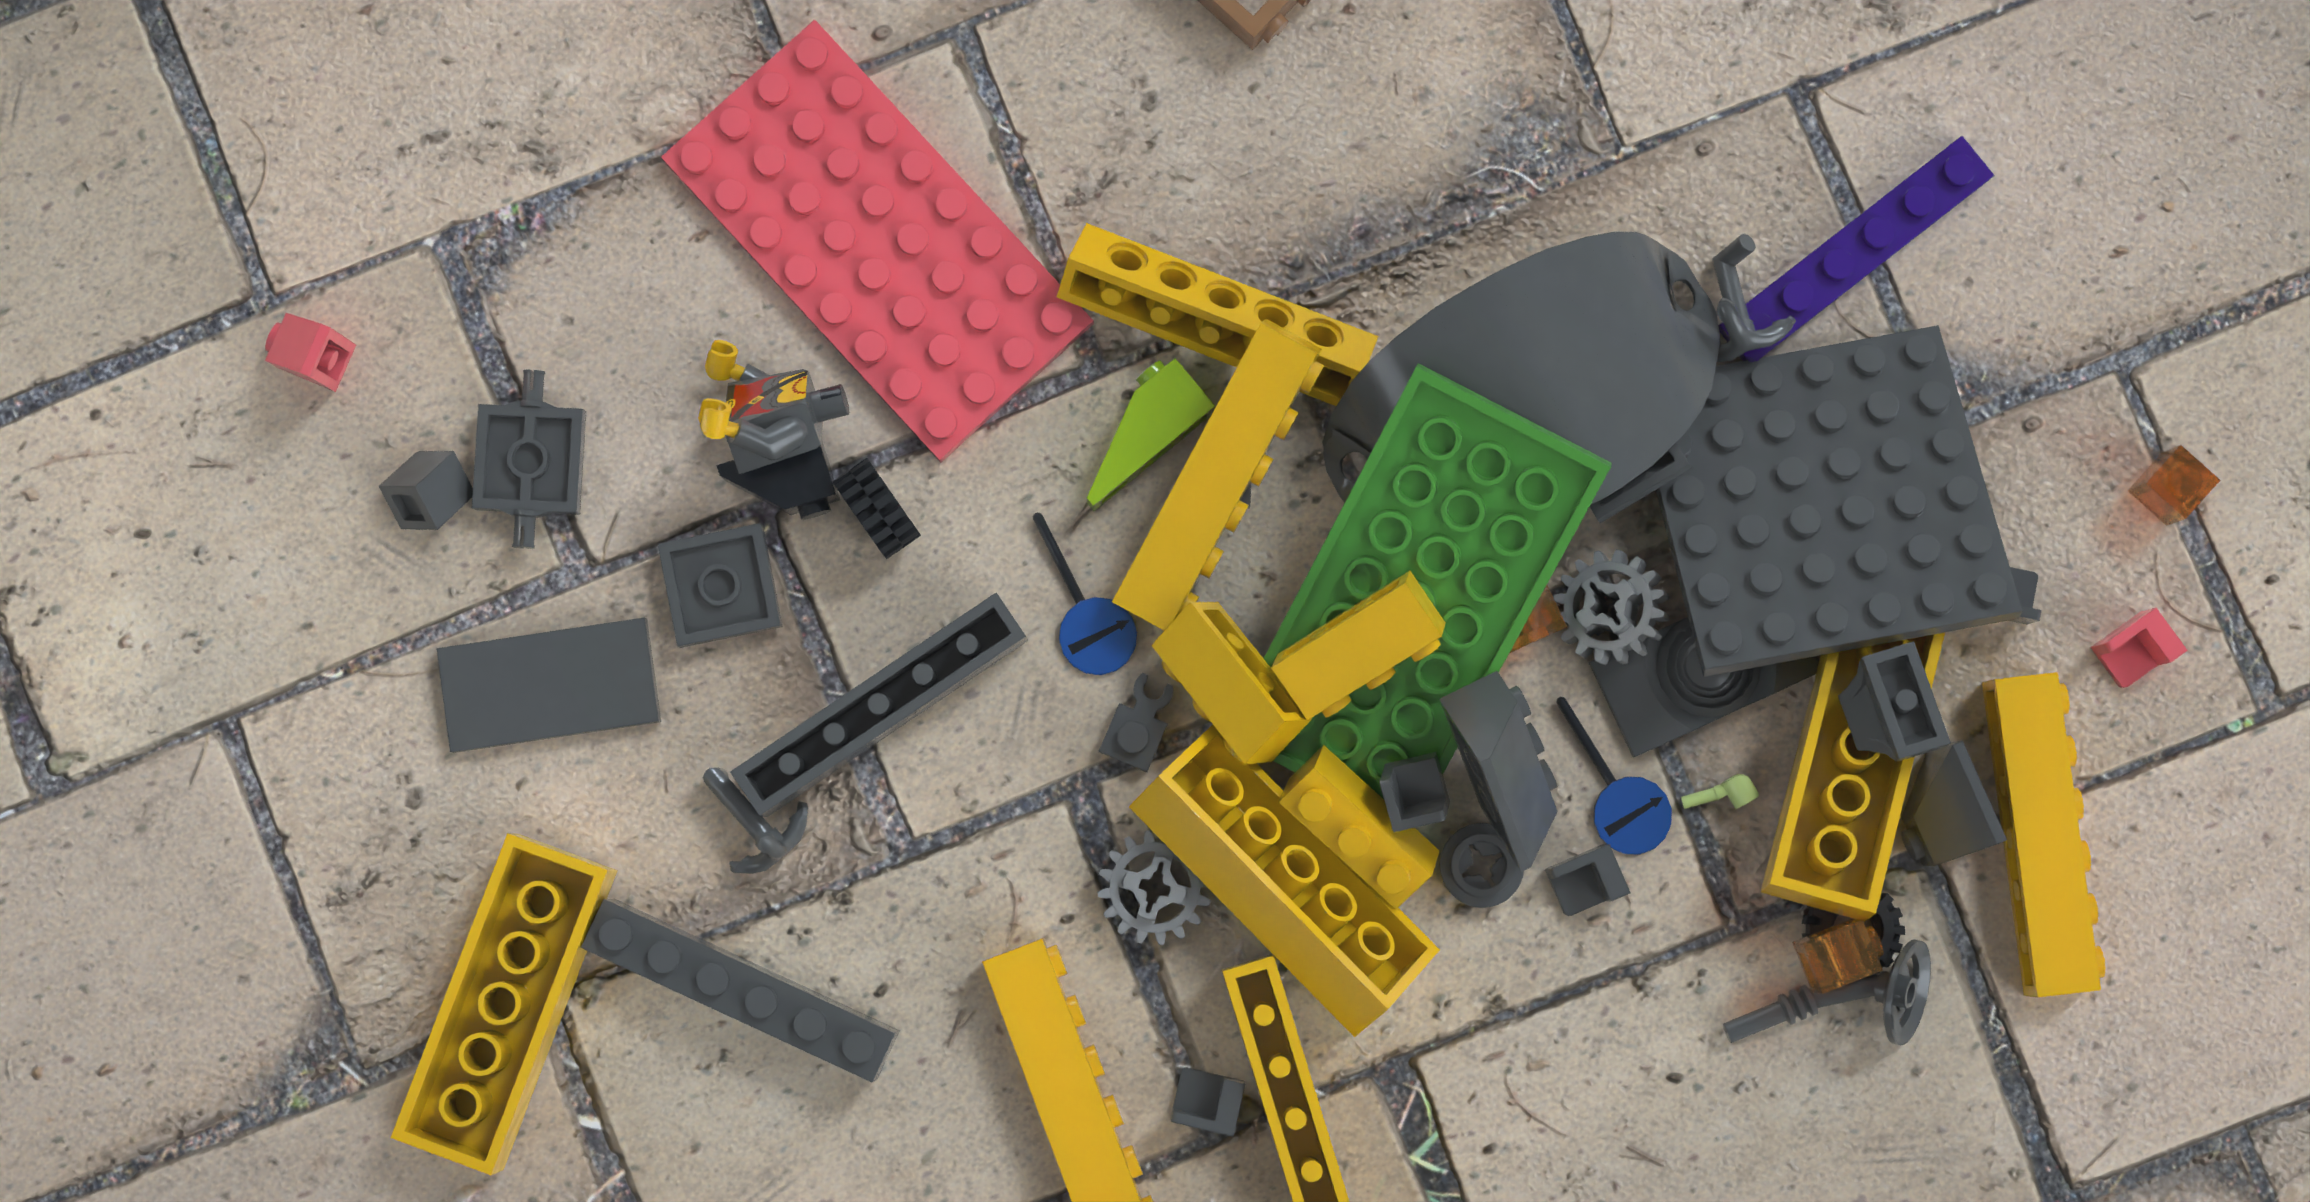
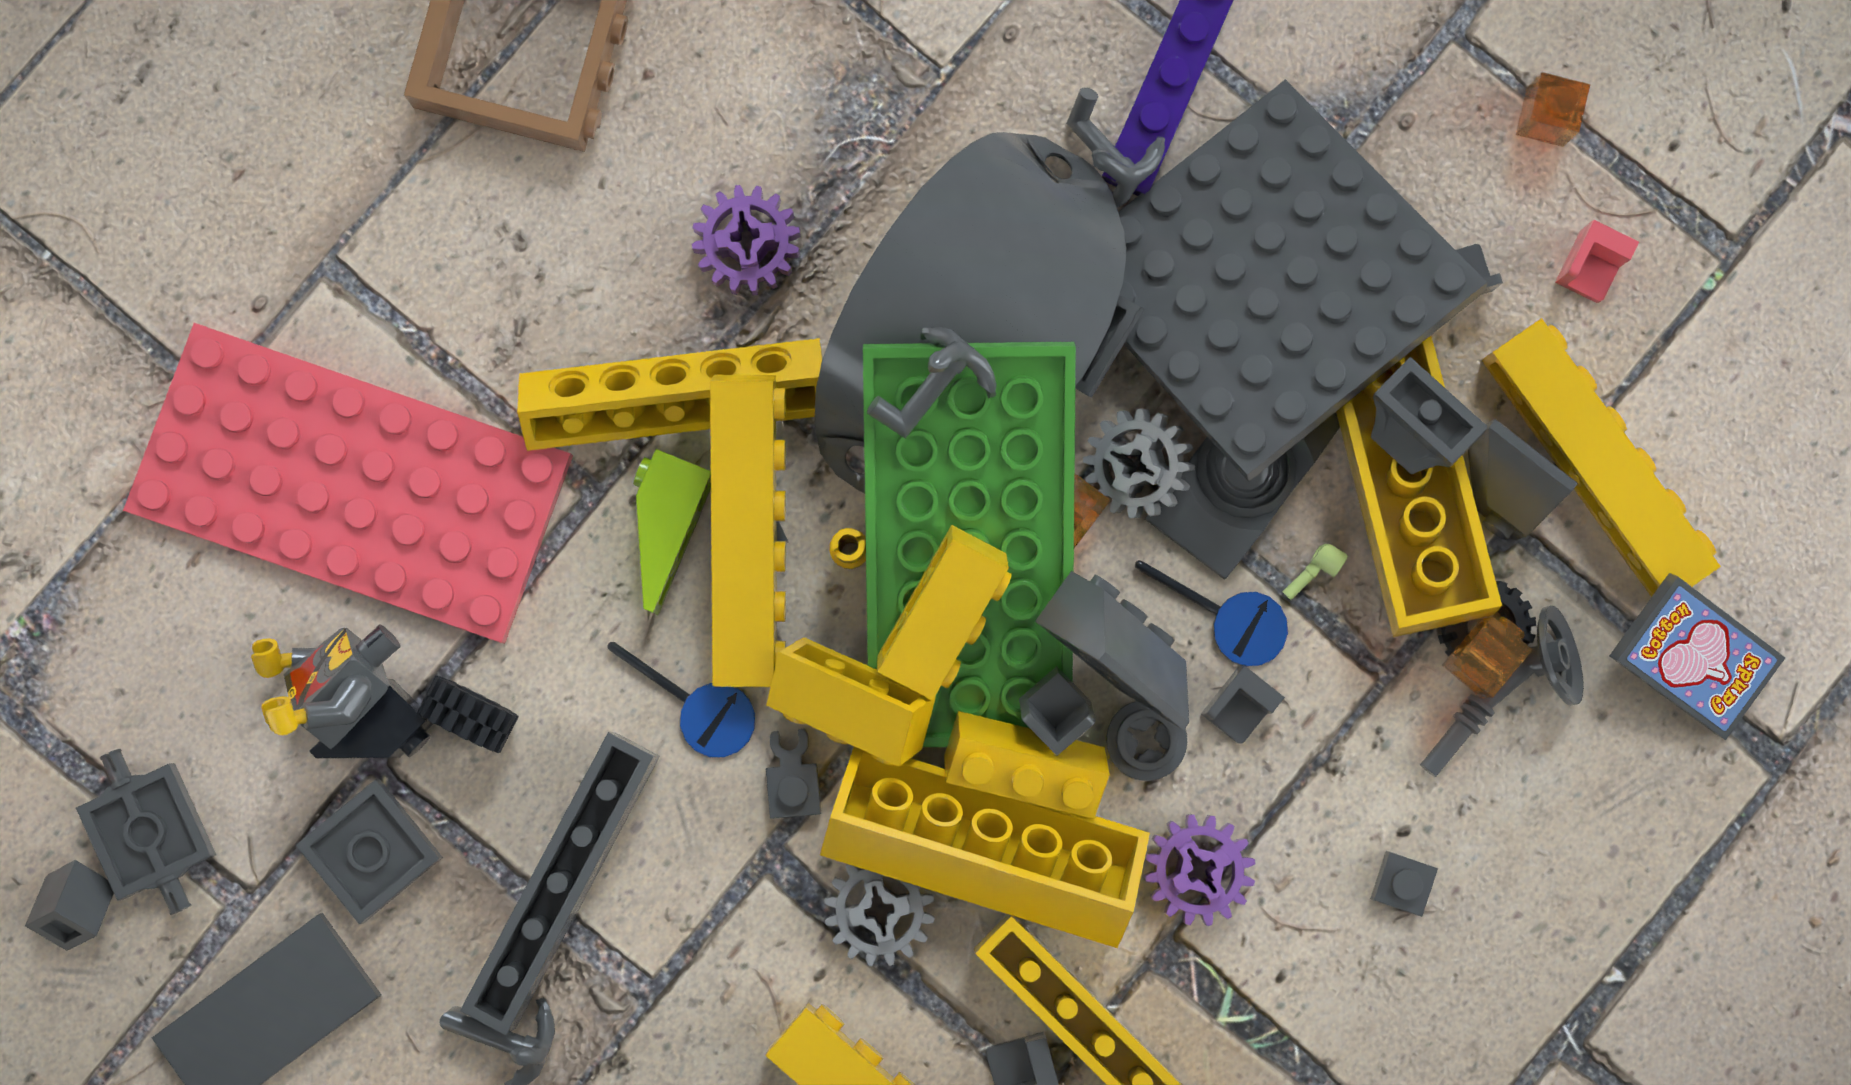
camera: 30 degrees left, 0 degrees up
(1307, 531) = (844, 537): none -> yellow pin
(1339, 204) = (765, 236): none -> medium lavender gear
(1480, 422) = (943, 368): none -> dark grey piece
(1490, 1008) = (1219, 858): none -> medium lavender gear
(1649, 1124) = (1404, 883): none -> dark grey plate
(2034, 1061) = (1697, 656): none -> tile

